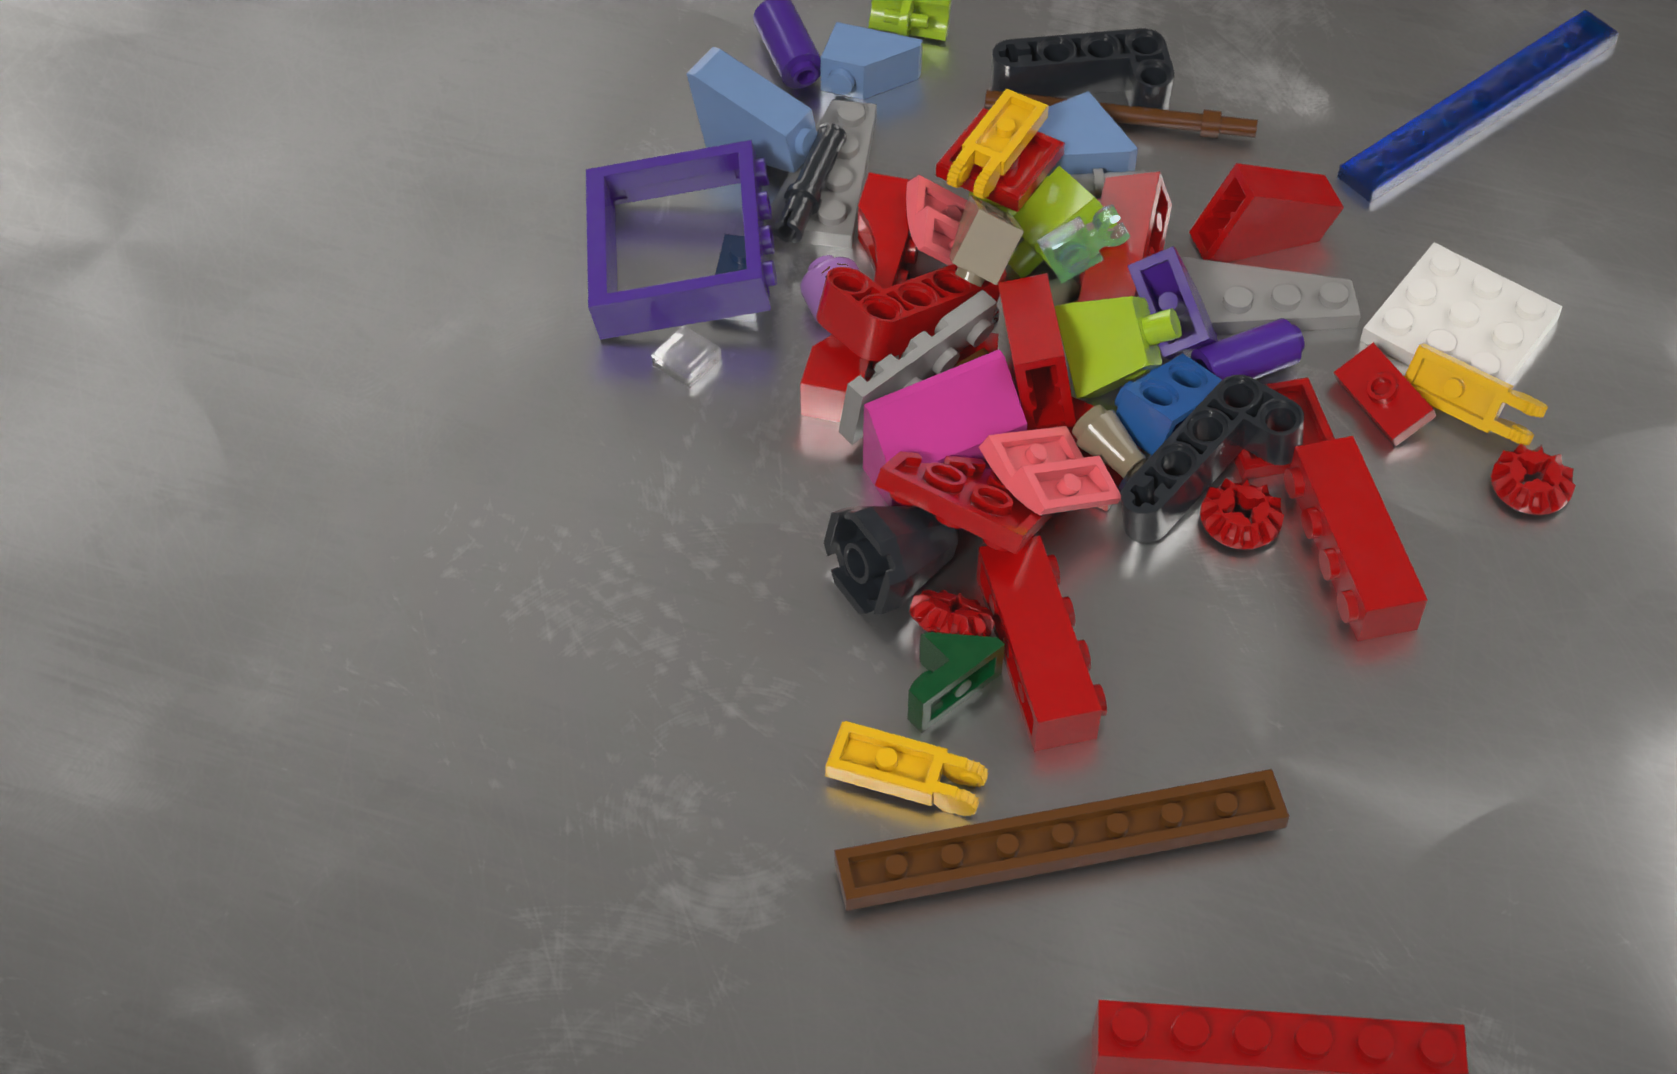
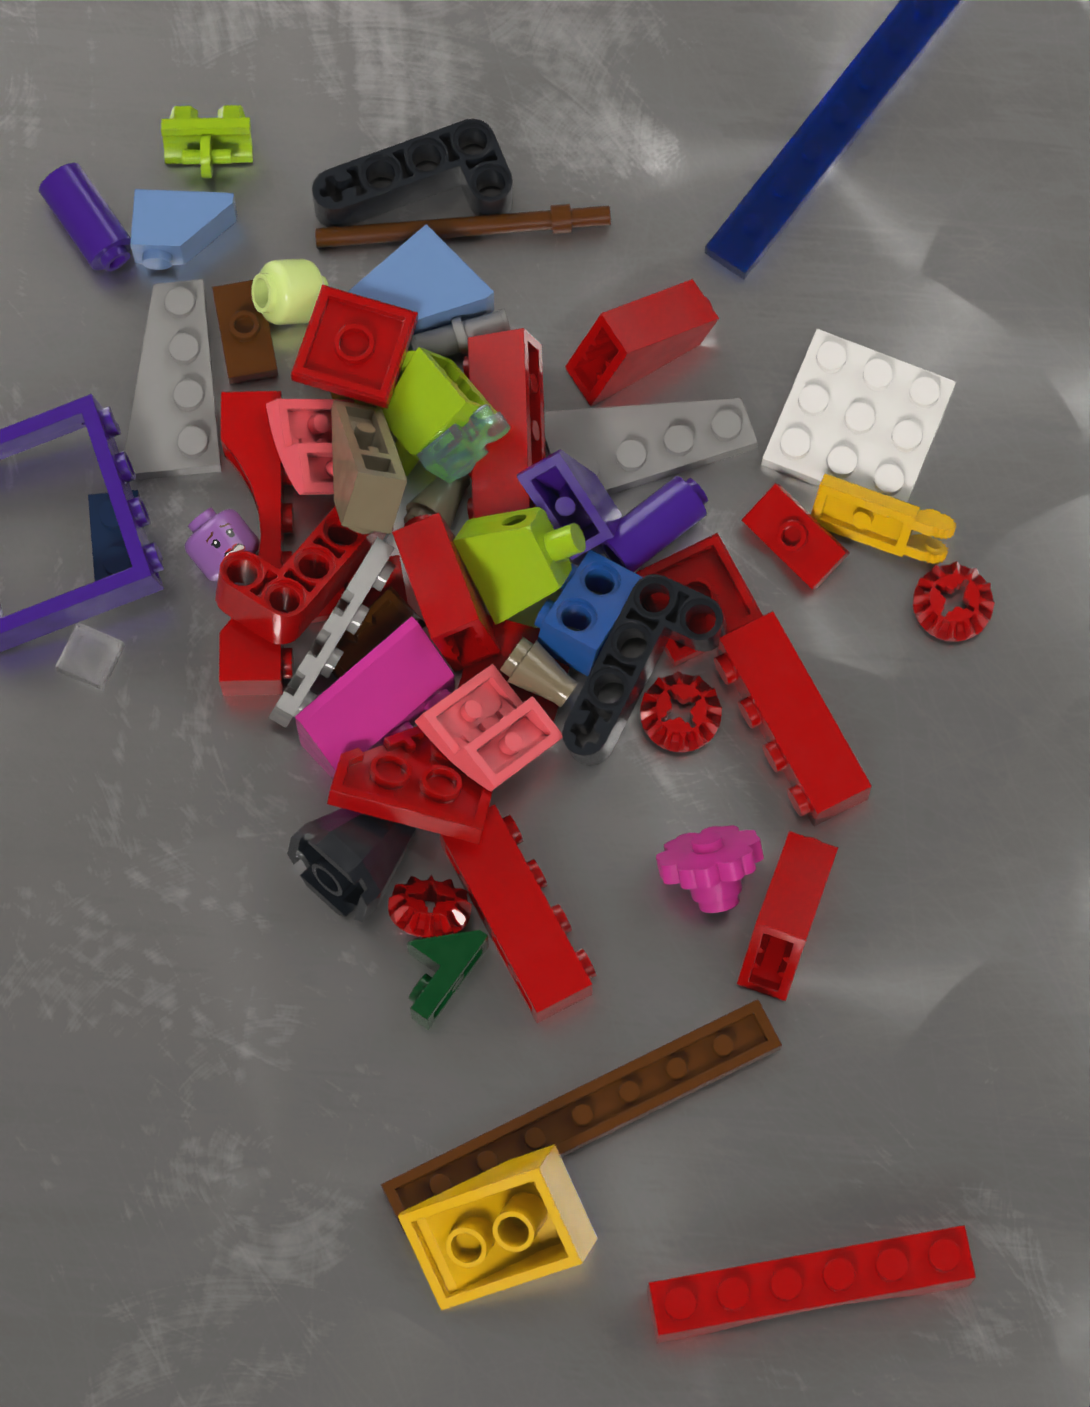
camera: 15 degrees left, 20 degrees up
(744, 106) = (78, 344): medium blue slope -> none
(805, 193) = (161, 433): black pin -> none
(903, 144) = (243, 334): none -> reddish brown plate
(904, 768) = (419, 1079): yellow hinge -> none
(946, 117) = (287, 290): none -> yellowish green head
(947, 916) = (500, 1229): none -> yellow slope
(998, 141) = (351, 336): yellow hinge -> none
(1247, 639) = (711, 864): none -> dark pink plant
(1315, 702) = (787, 915): none -> red slope

